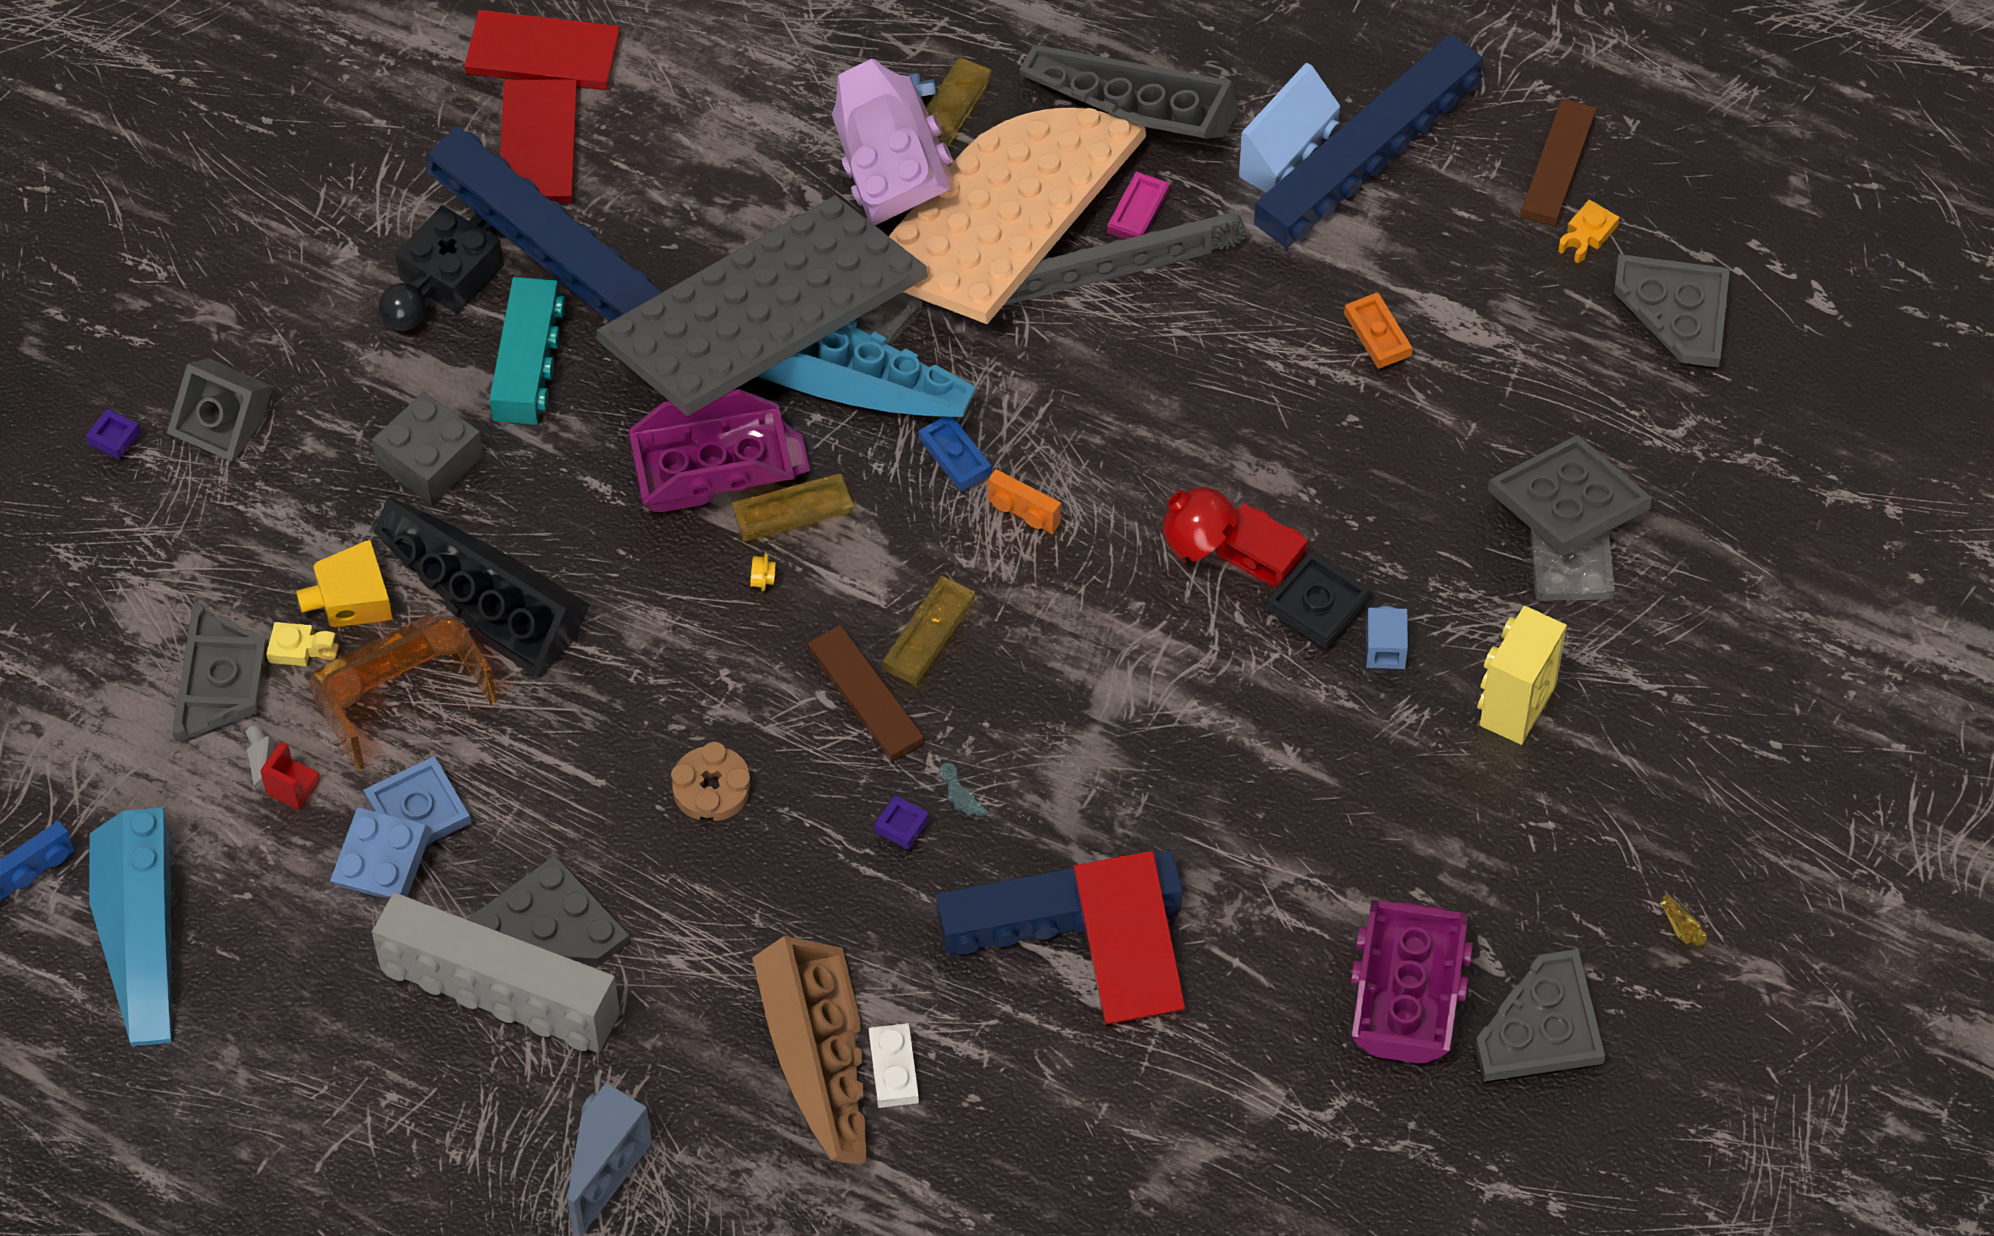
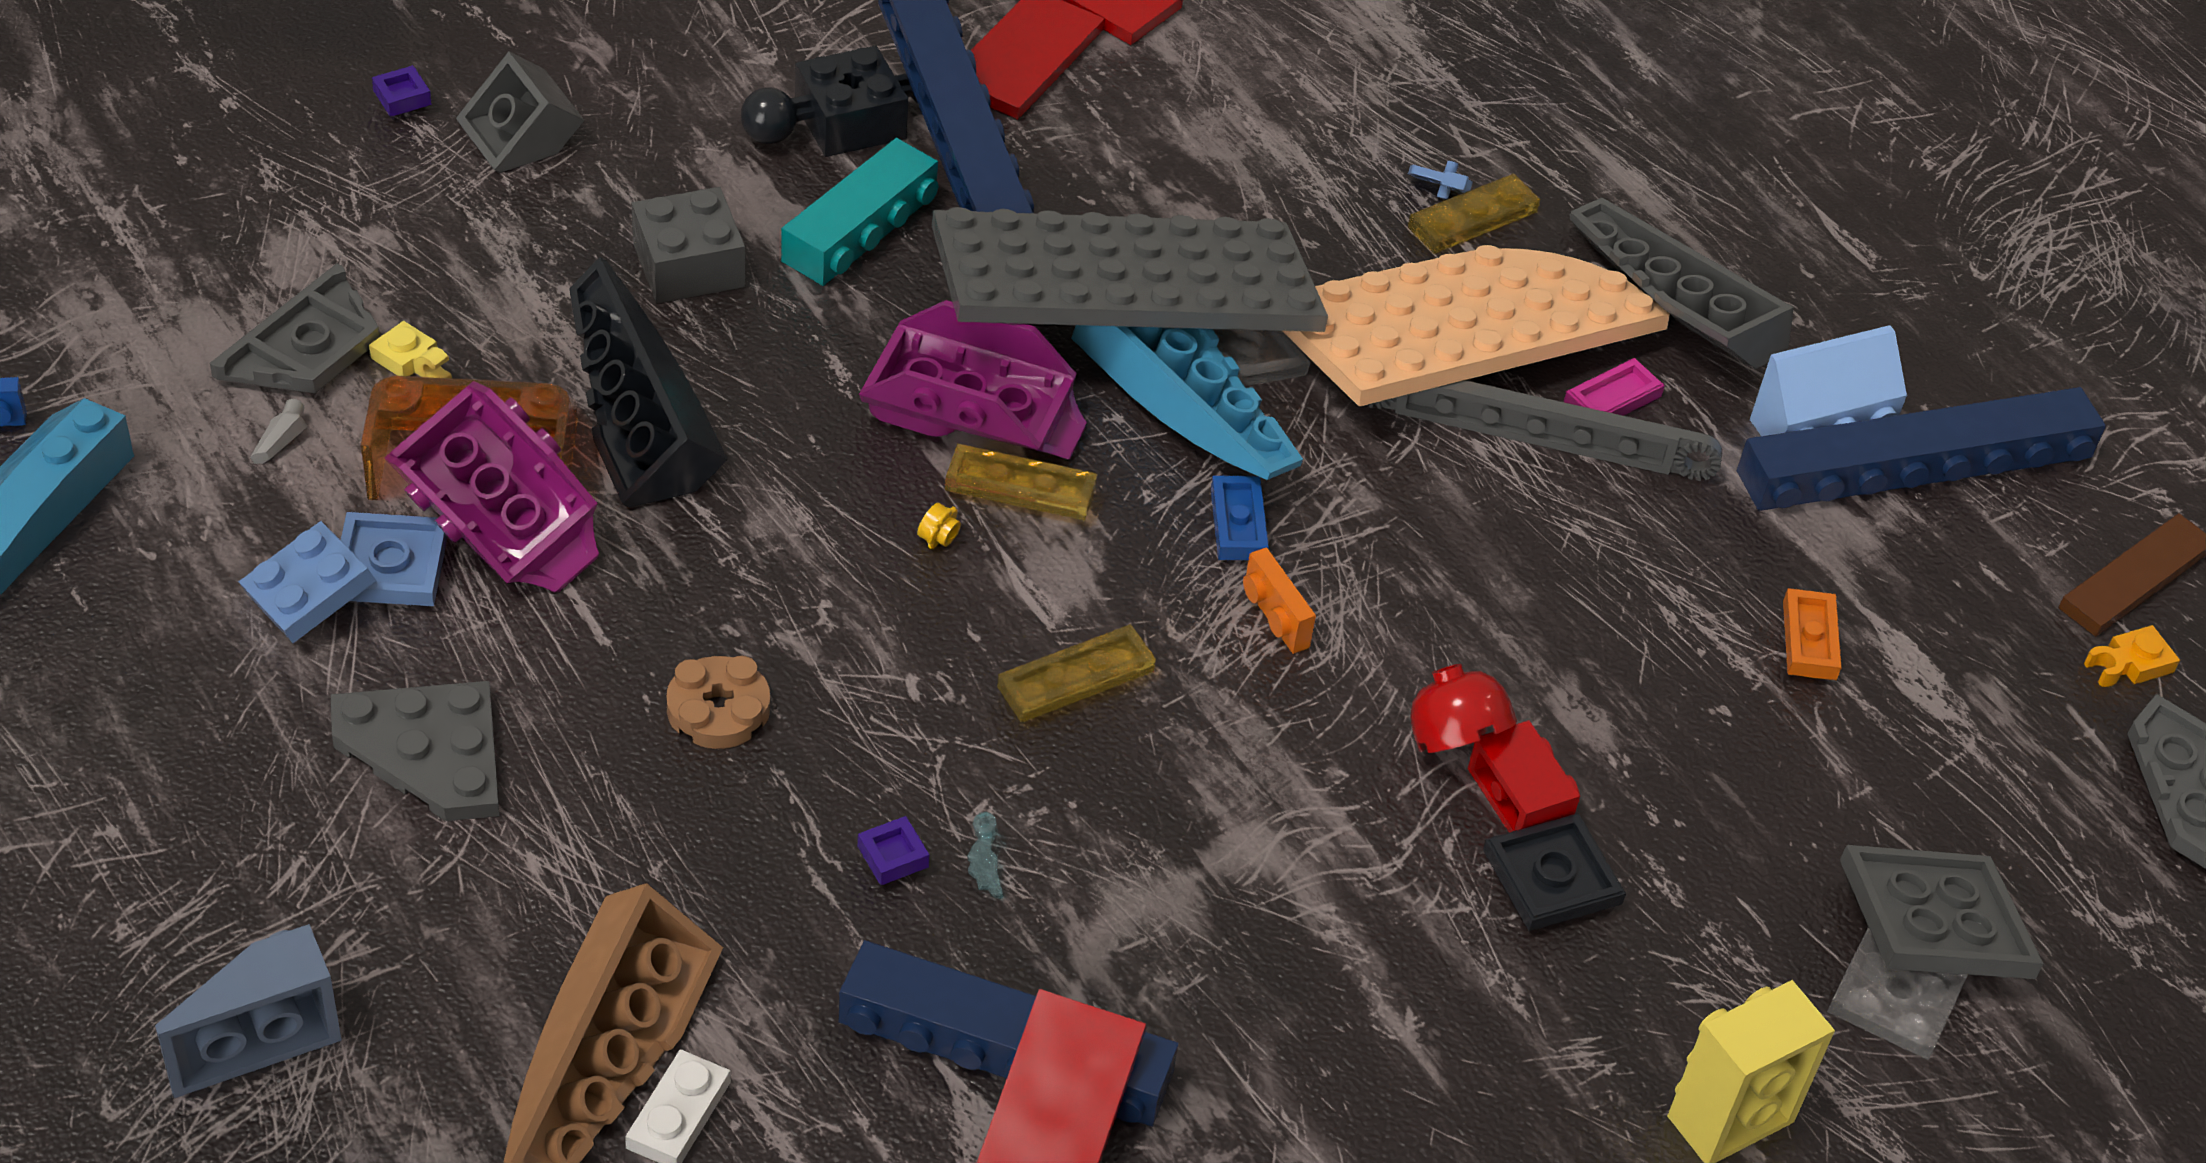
camera: 25 degrees right, 10 degrees down
(287, 778) = (285, 461): red panel -> none
(348, 588) = (502, 326): yellow torso -> none
(457, 714) = (500, 489): none -> magenta slope
(496, 973) = (314, 759): light grey brick -> none
(865, 693) = (959, 702): reddish brown tile -> none
(888, 141) = (1378, 195): lavender slope -> none
(1386, 638) = (1609, 954): medium blue brick -> none

